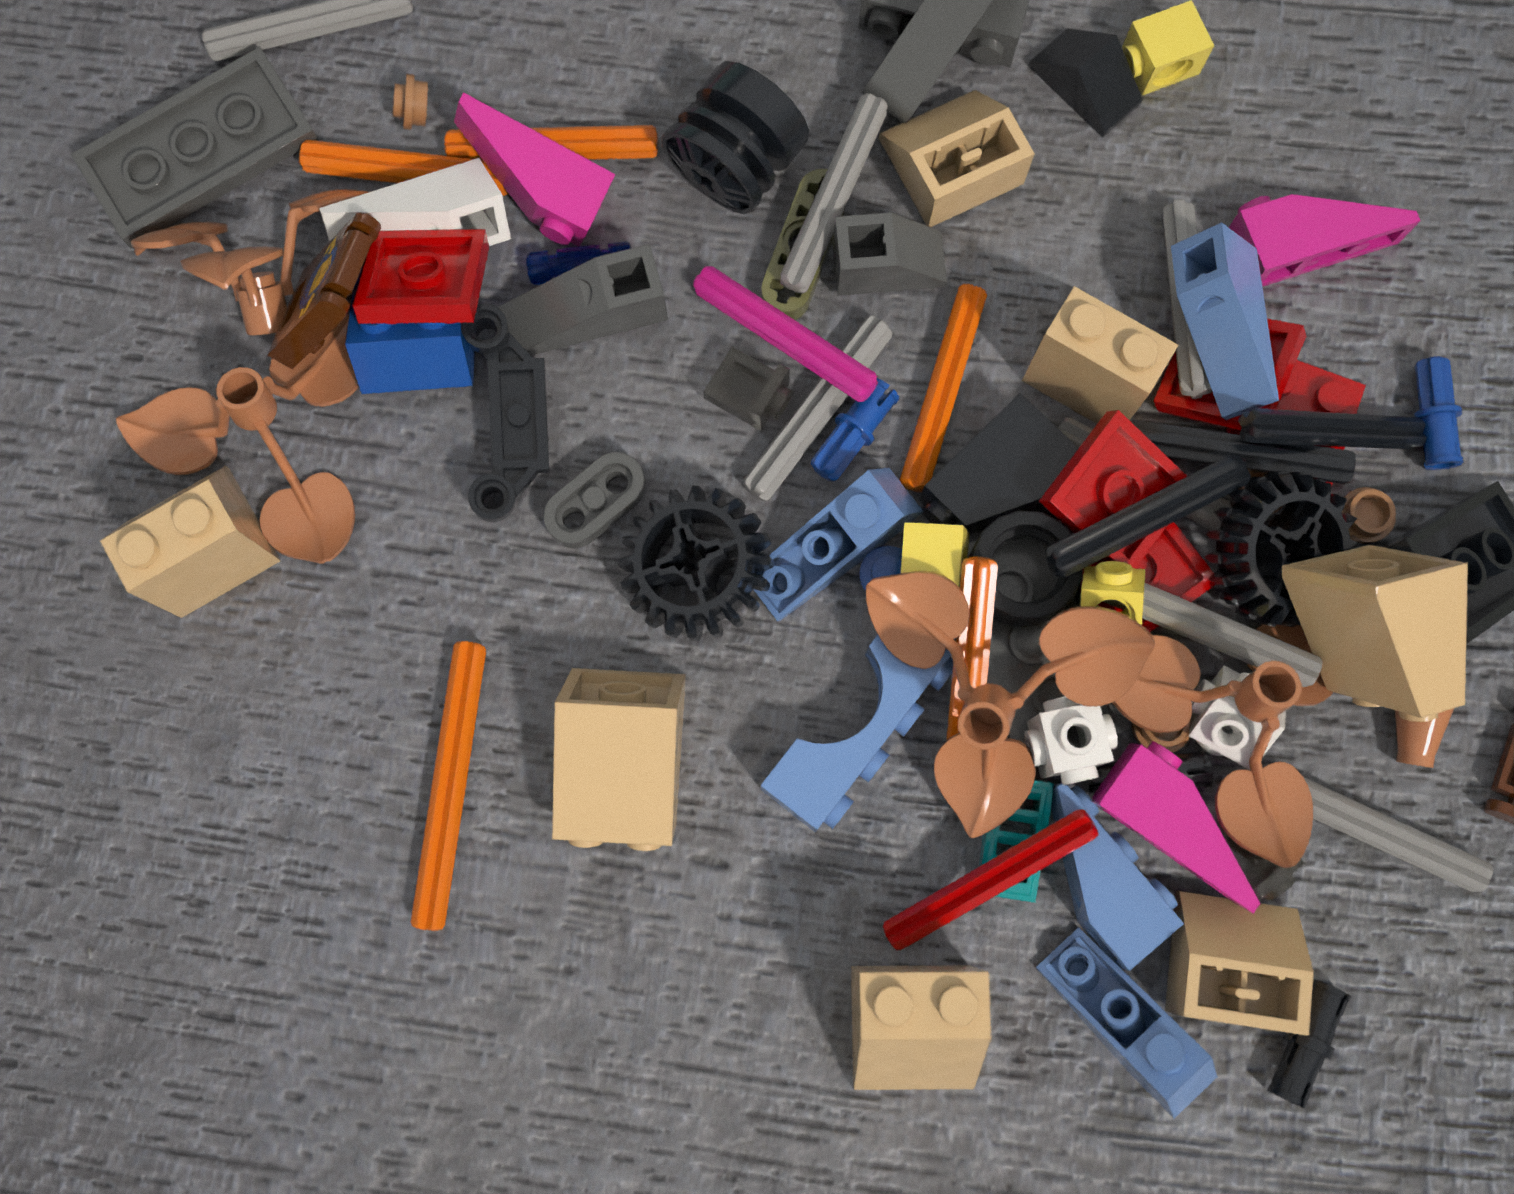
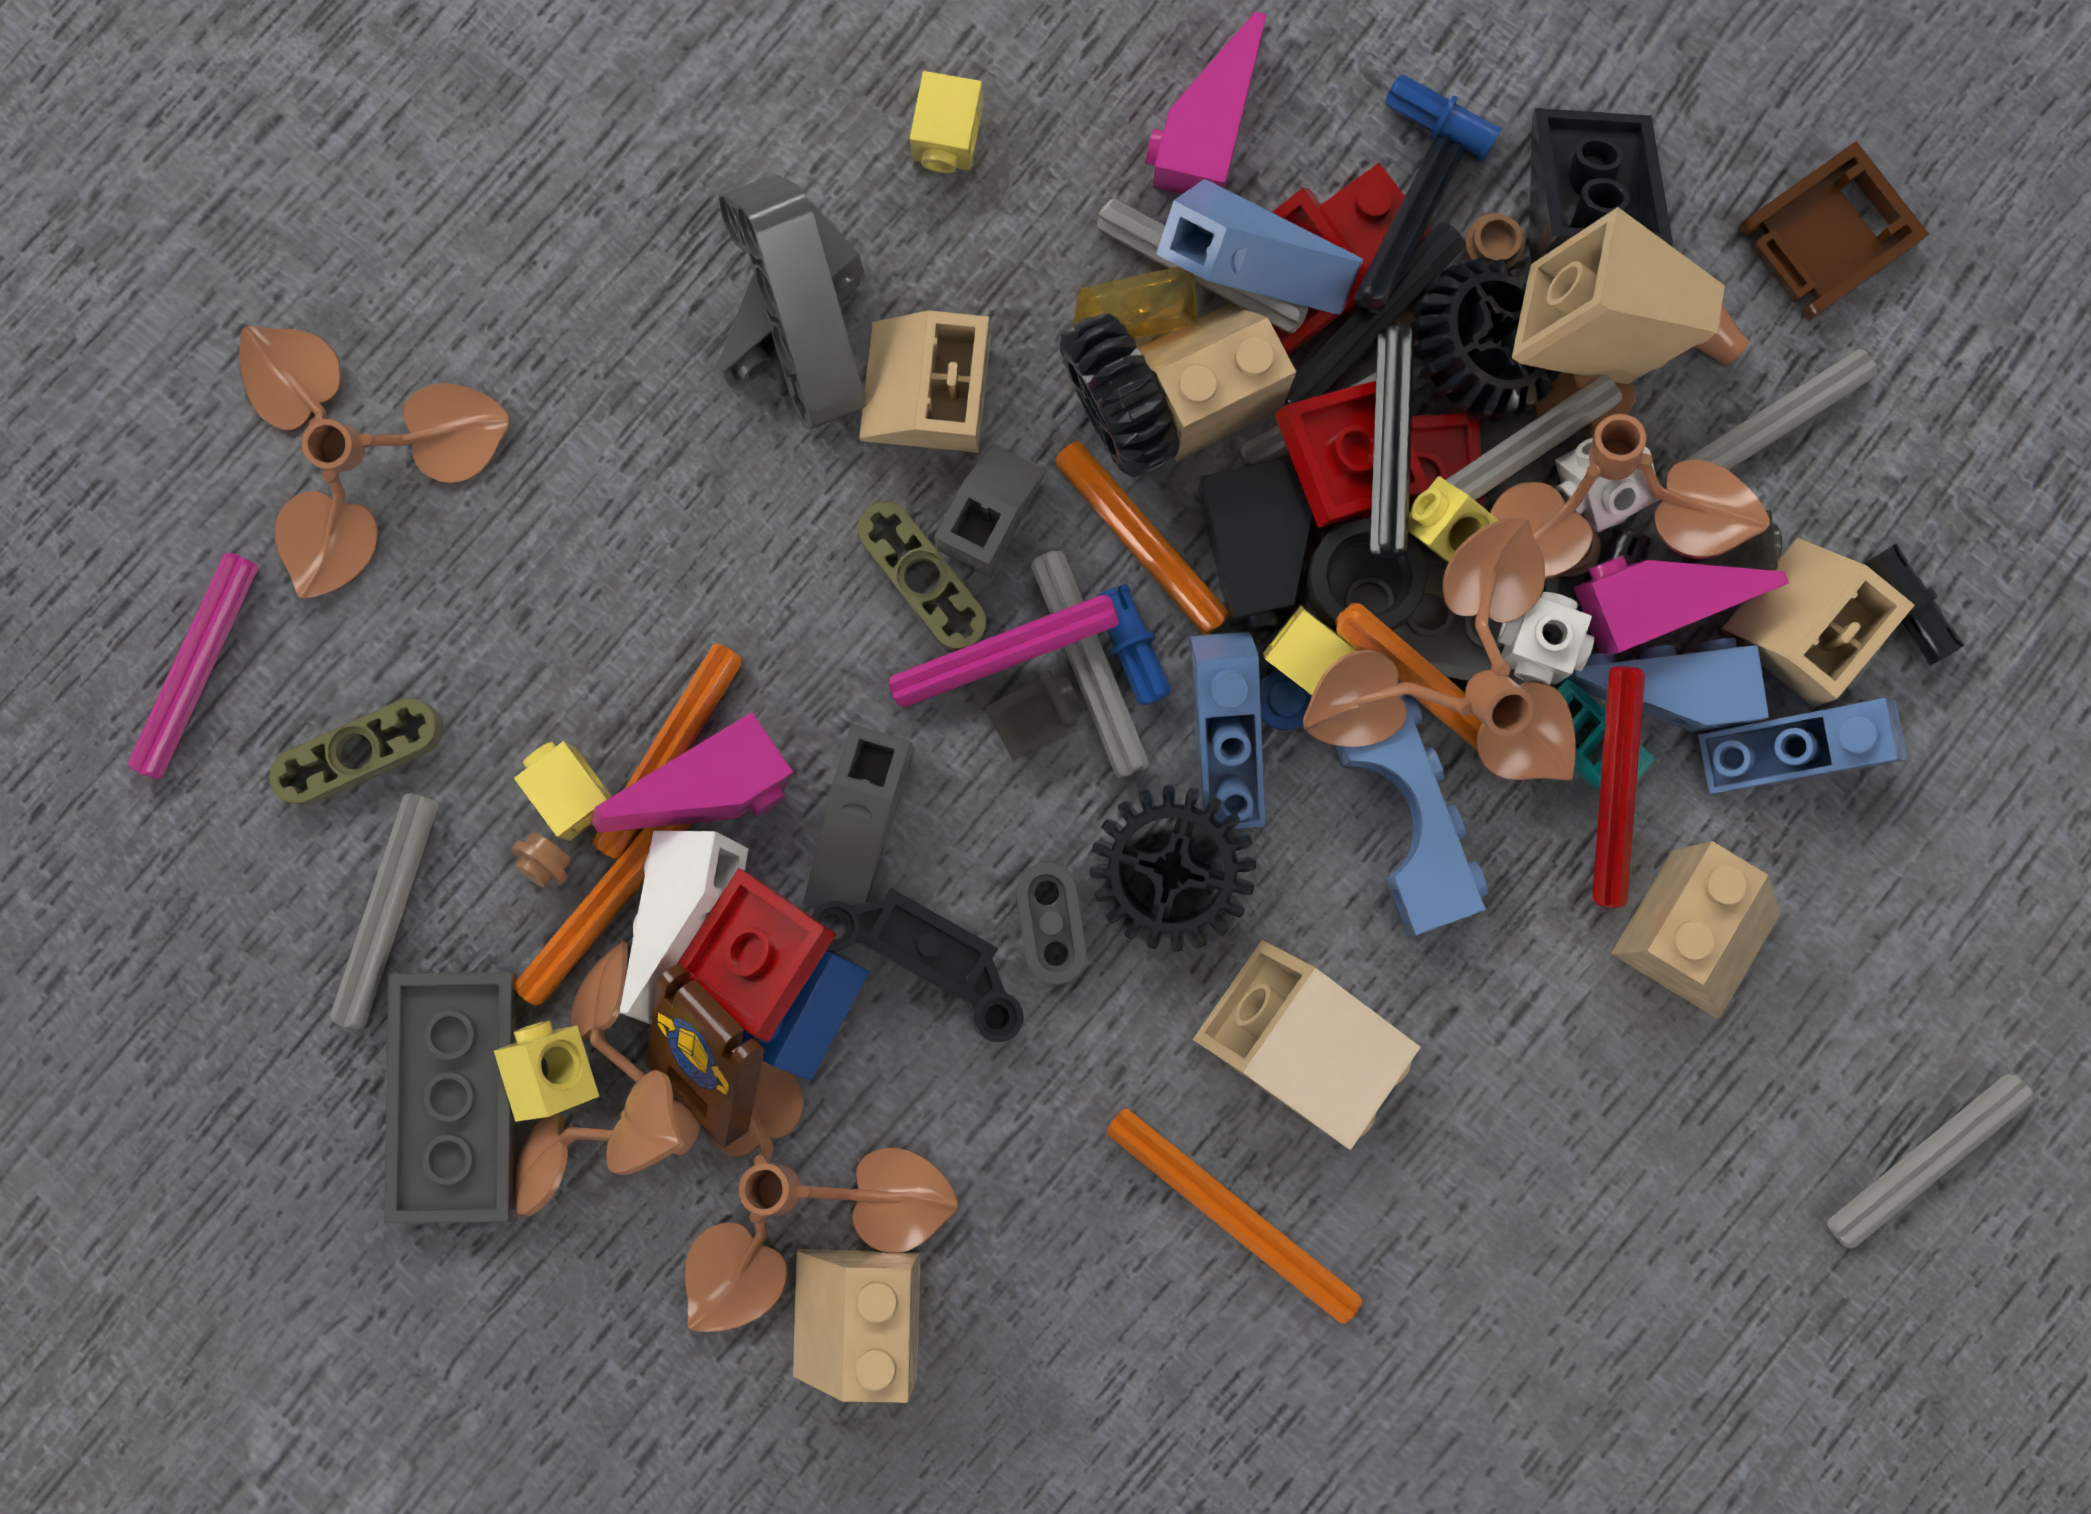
camera: 55 degrees left, 5 degrees up
(256, 219) = (568, 1077): none -> light yellow brick
(477, 71) = (562, 788): none -> light yellow brick
(543, 267) = (806, 797): clear blue axle -> none
(736, 137) = (784, 564): black wheel -> none
(833, 193) = (898, 519): light grey axle -> none
(1039, 285) = (1119, 394): none -> black gear
(1090, 77) = (924, 209): black slope -> none
(1118, 269) = (1143, 302): none -> clear yellow slope

